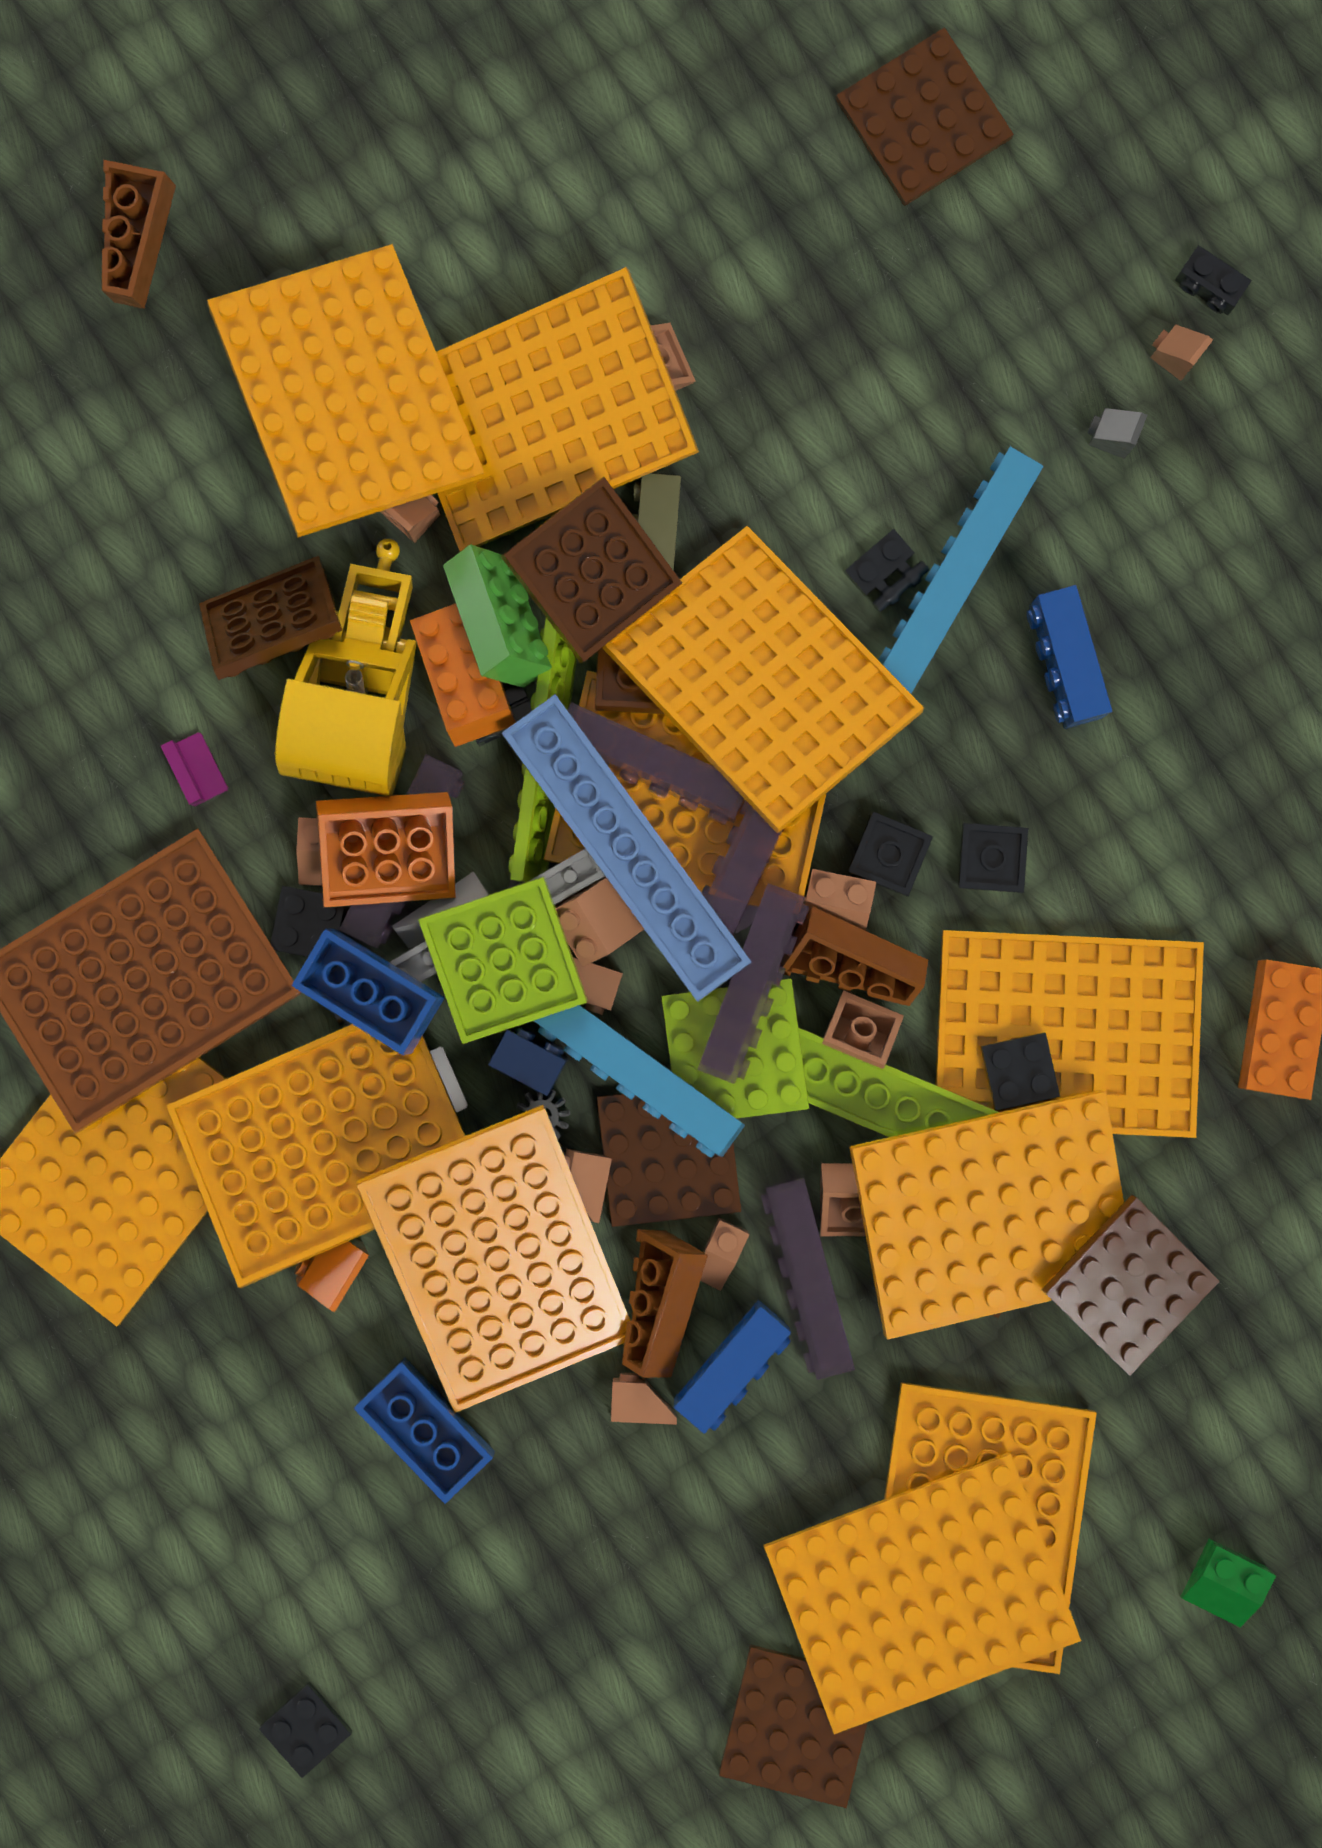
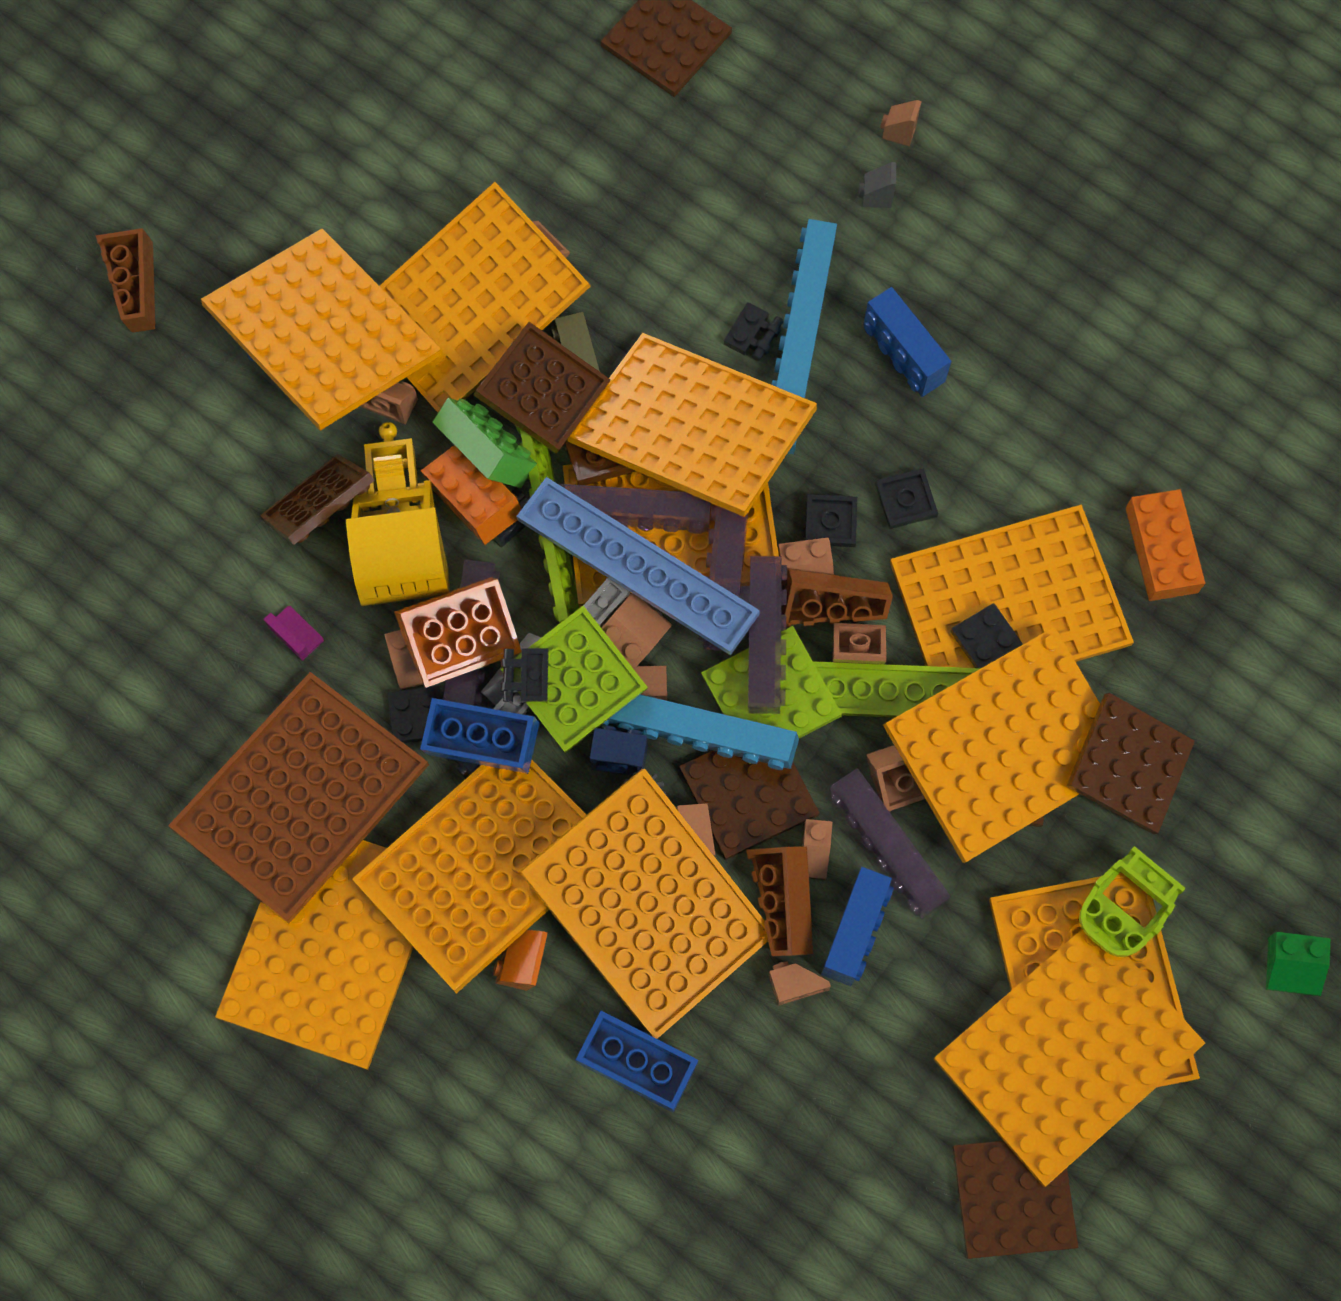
camera: 20 degrees left, 15 degrees down
(448, 1079) = (563, 782): light grey tile -> none
(454, 944) = (533, 675): none -> black plate
(1028, 1473) = (1114, 928): none -> lime slope
(1212, 281) = (905, 76): black bracket -> none

